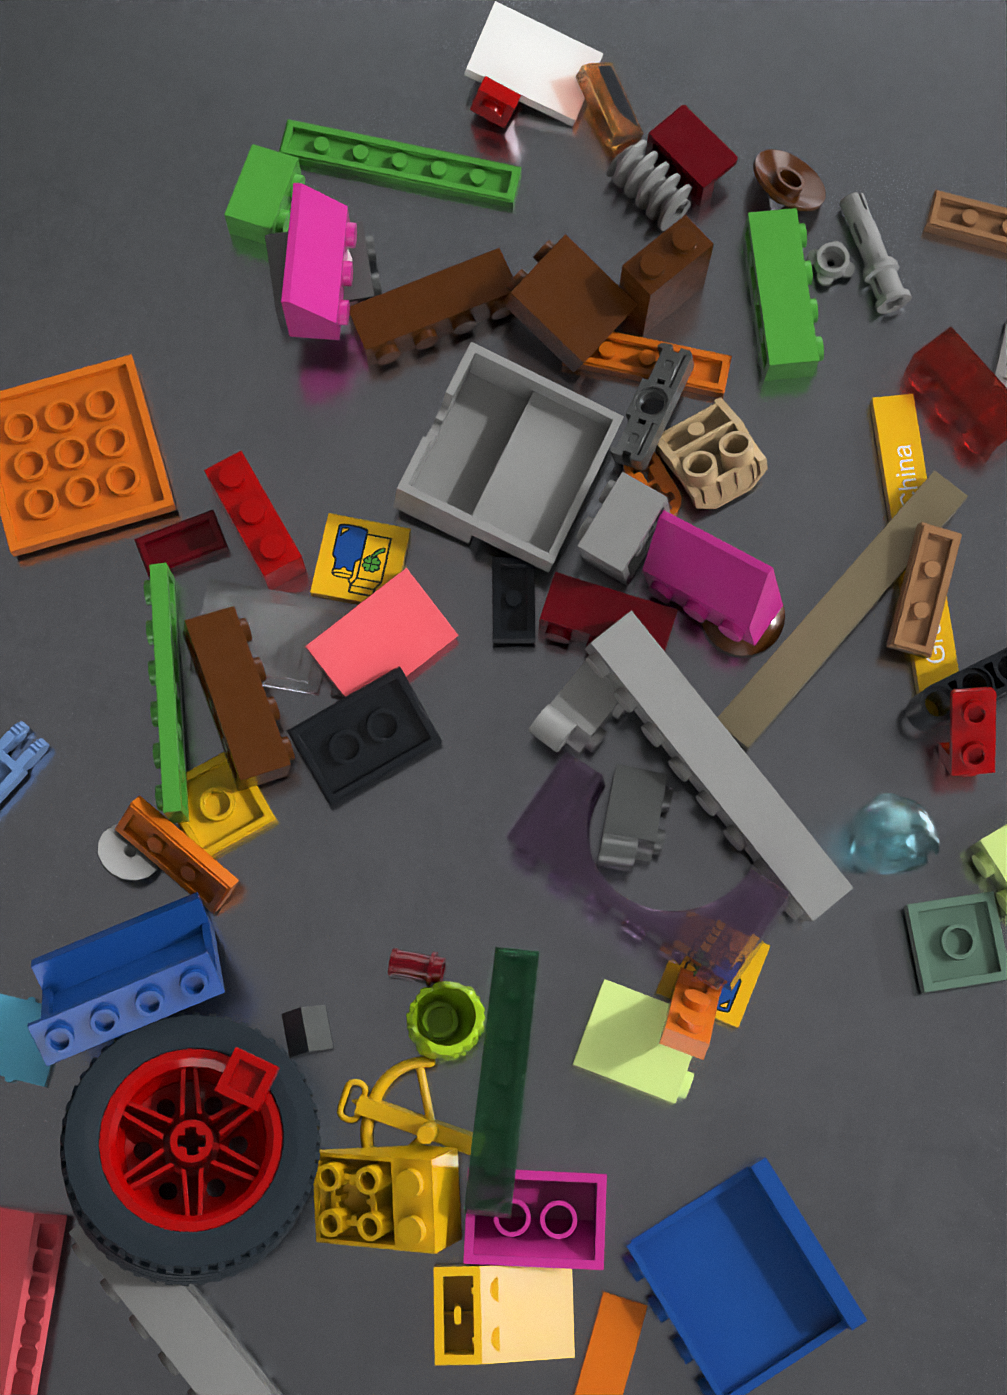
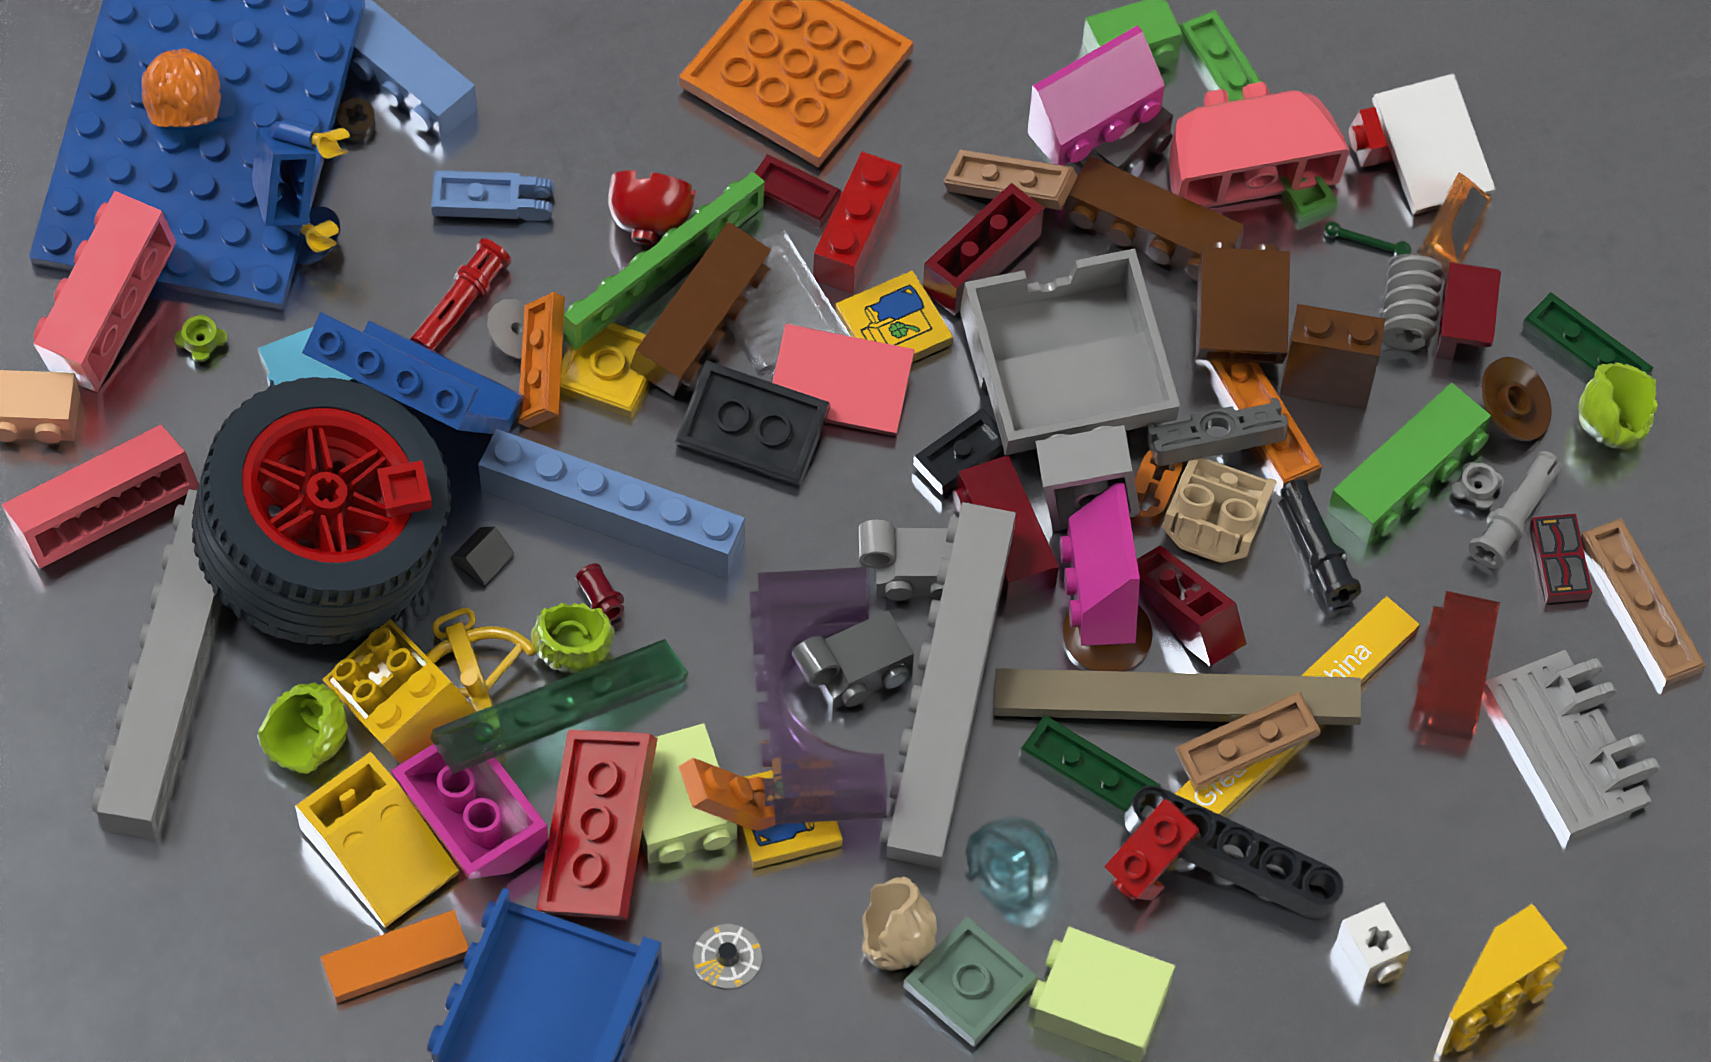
camera: 50 degrees right, 15 degrees down
(63, 871) = (470, 283): none -> red pin
(112, 666) = (650, 204): none -> red cylinder
(314, 380) = (990, 174): none -> medium nougat tile
(348, 899) = (612, 503): none -> medium blue brick
(359, 448) = (983, 246): none -> dark red brick
(360, 1297) = (304, 727): none -> lime hair
(435, 185) = (1244, 146): none -> coral hips
(595, 158) = (1332, 230): none -> dark green hinge
(627, 1129) = (597, 824): none -> plate
(778, 99) = (1578, 337): none -> dark green tile
(781, 539) = (1191, 606): none -> dark red slope
(794, 1104) = (727, 956): none -> light grey piece
(812, 413) = (1326, 558): none -> black pin
(845, 717) = (1084, 766): none -> dark green tile
(855, 118) = (1618, 405): none -> lime hair
(882, 964) = (898, 925): none -> tan hair
(932, 255) = (1561, 558): none -> tile

